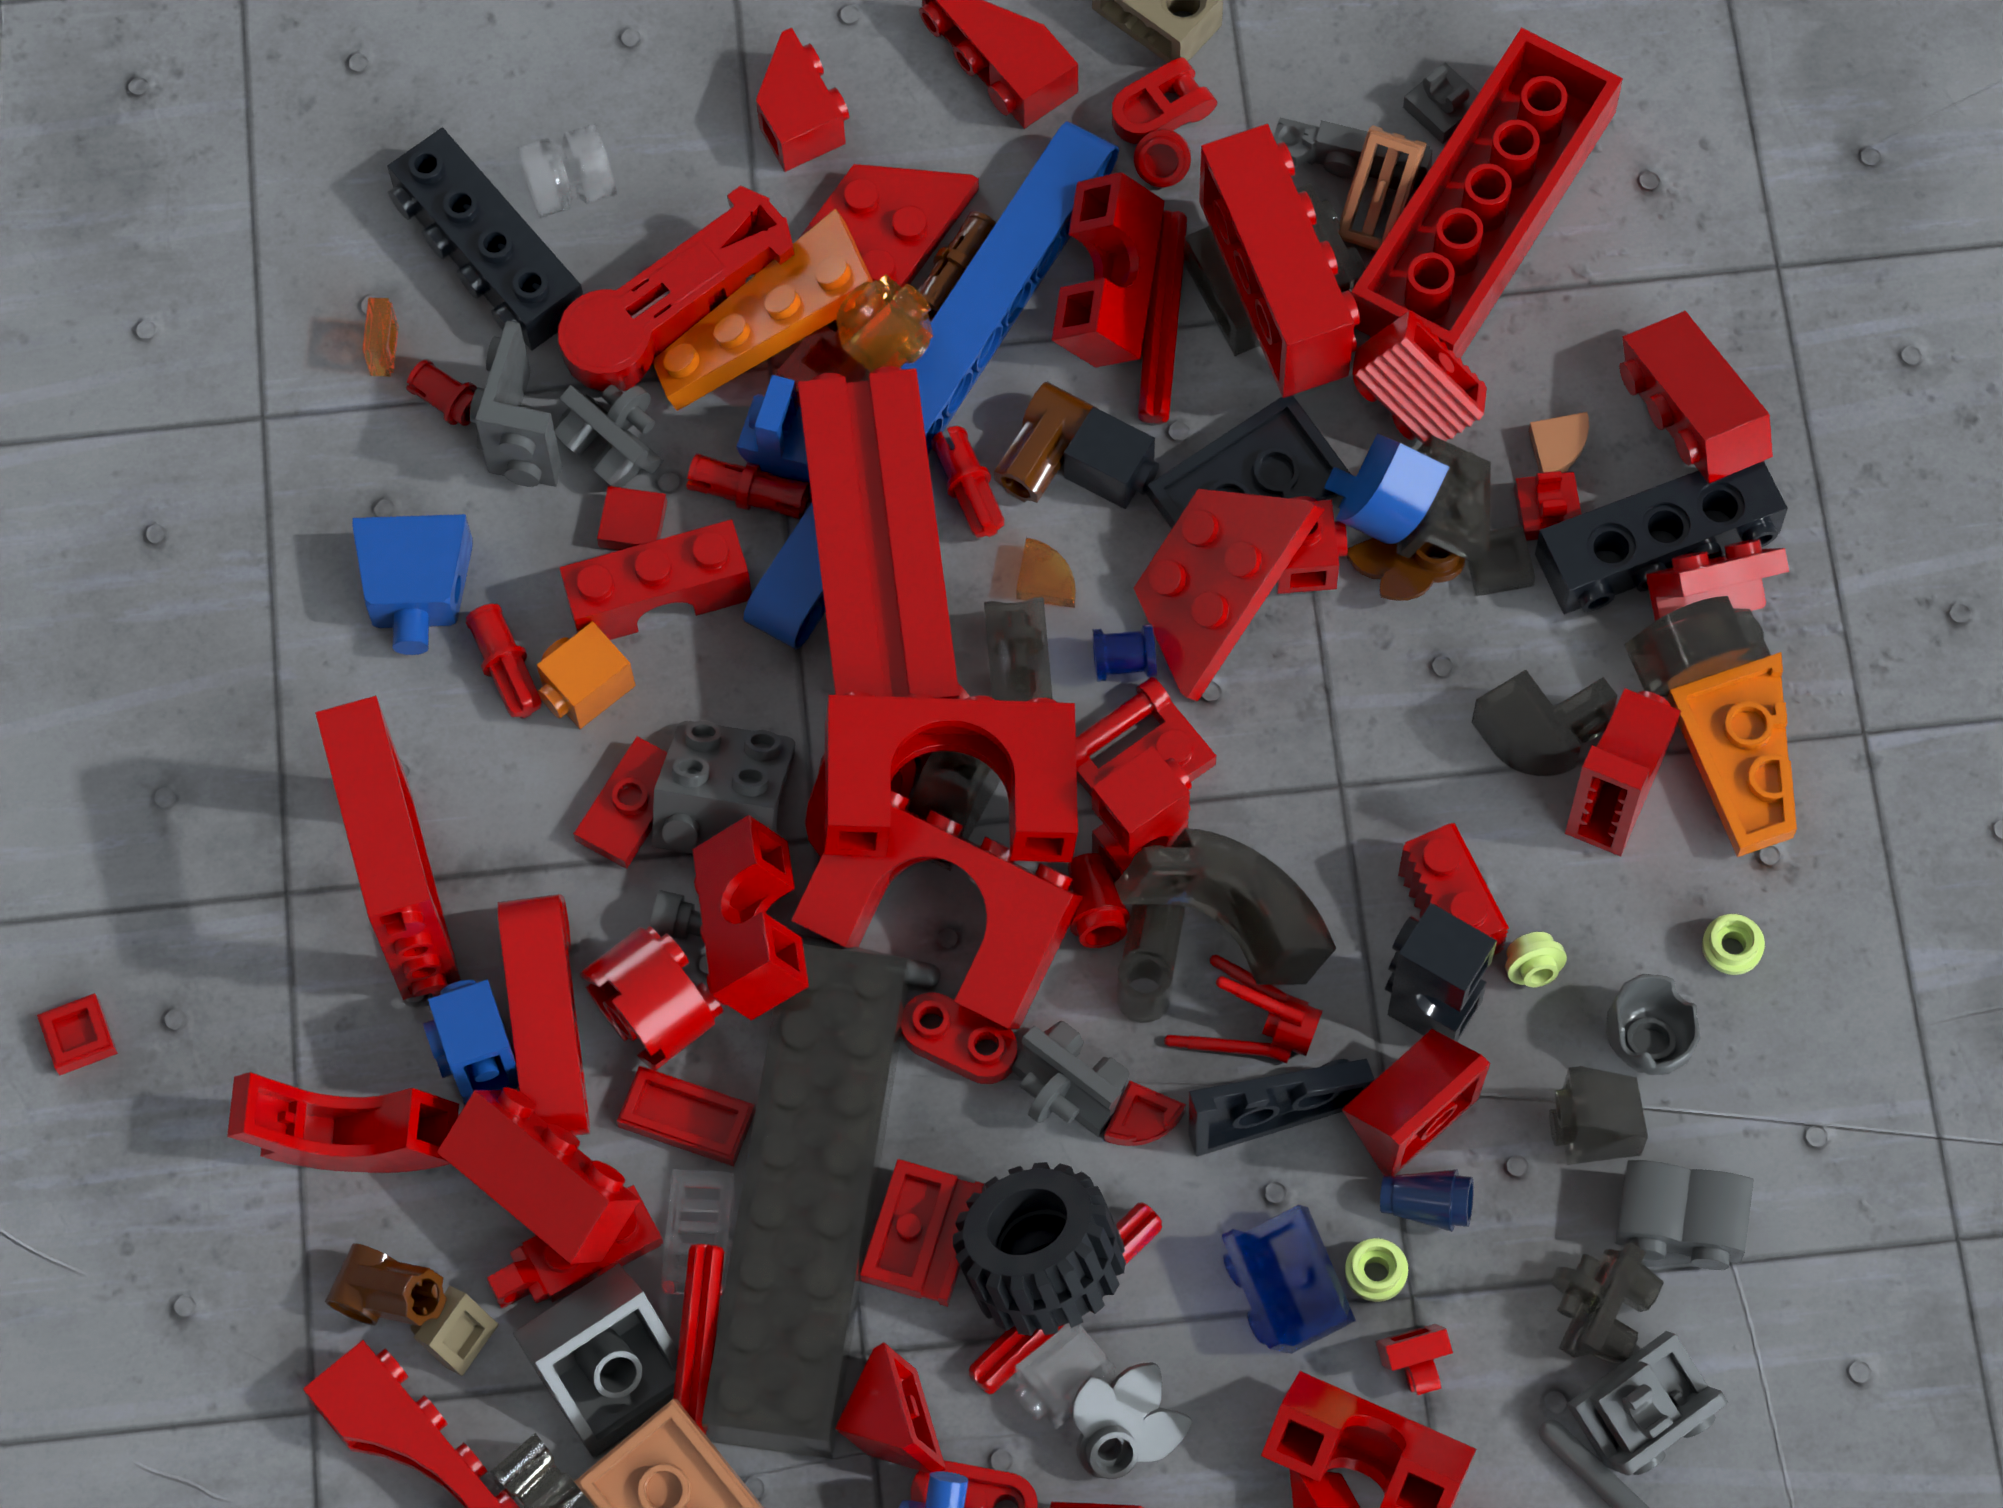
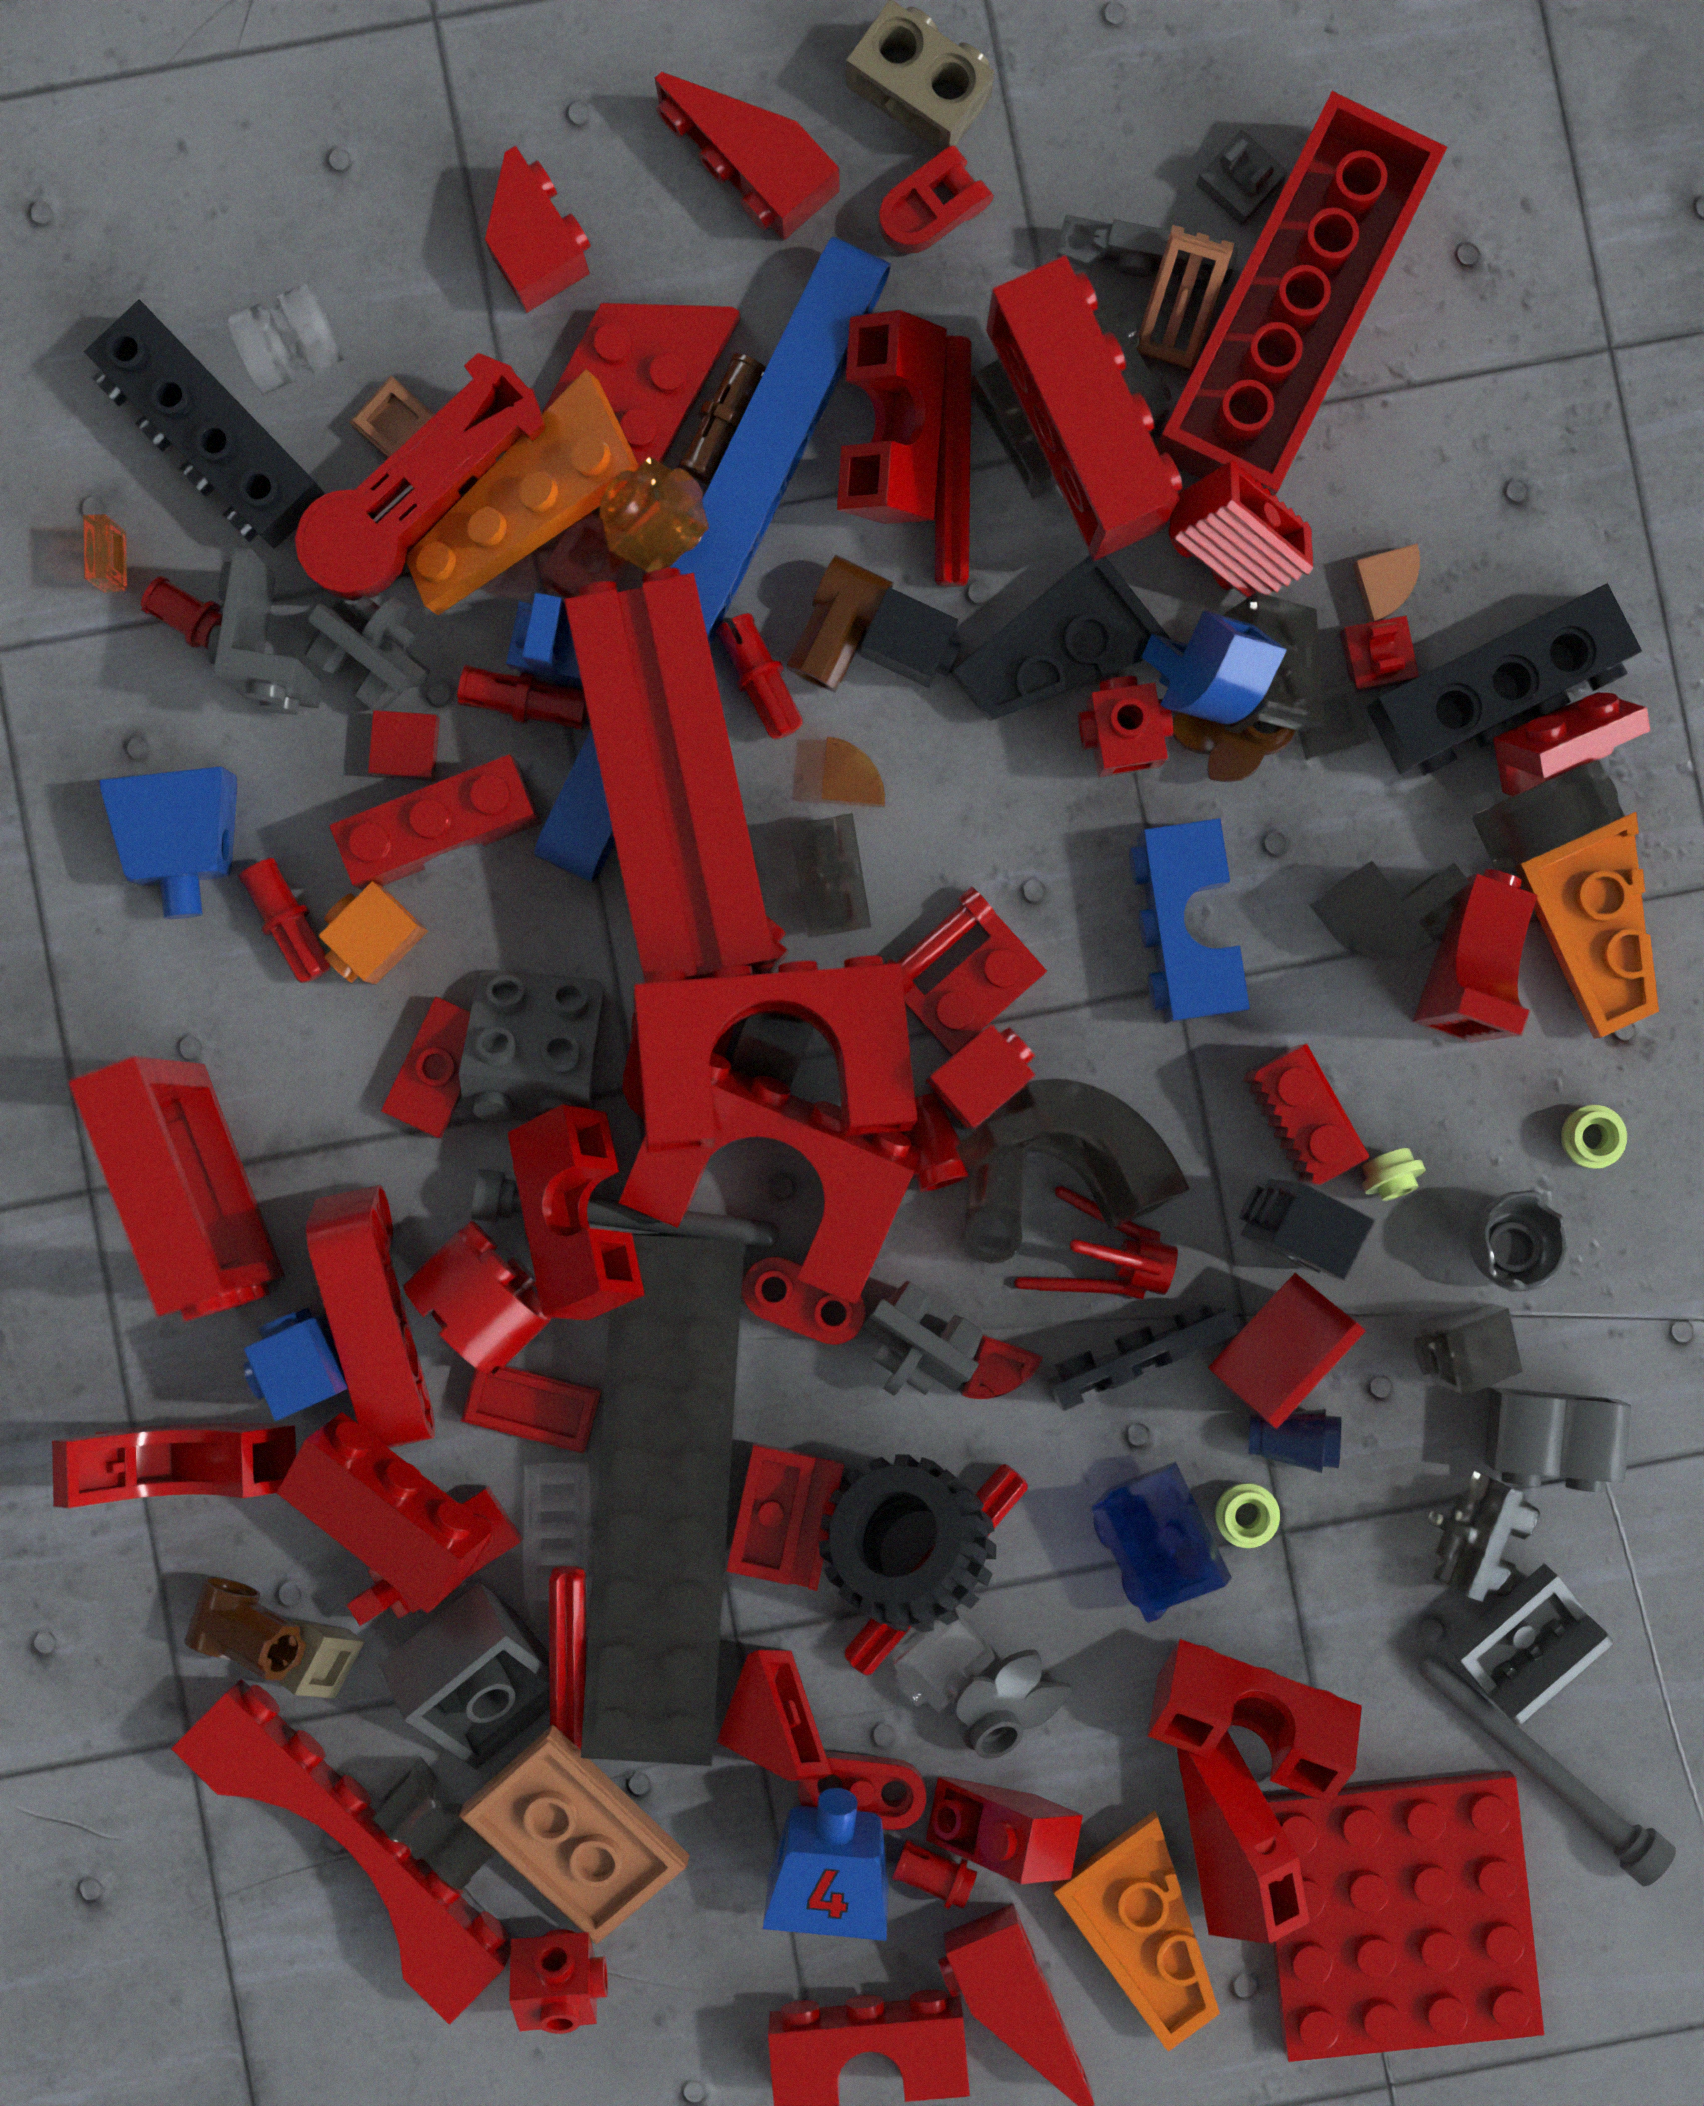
camera: 10 degrees left, 20 degrees up
(648, 243) = (390, 417): none -> nougat tile
(1124, 652) = (942, 862): clear blue bush -> none
(1162, 158) = (939, 270): red plate -> none
(1217, 576) = (1036, 773): red wing -> none
(1357, 769) = (1189, 976): none -> blue arch
(1415, 1354) = (1294, 1605): red tile -> none
(1635, 1407) = (1522, 1656): dark grey tile -> none
(1696, 397) = (1540, 527): red brick -> none

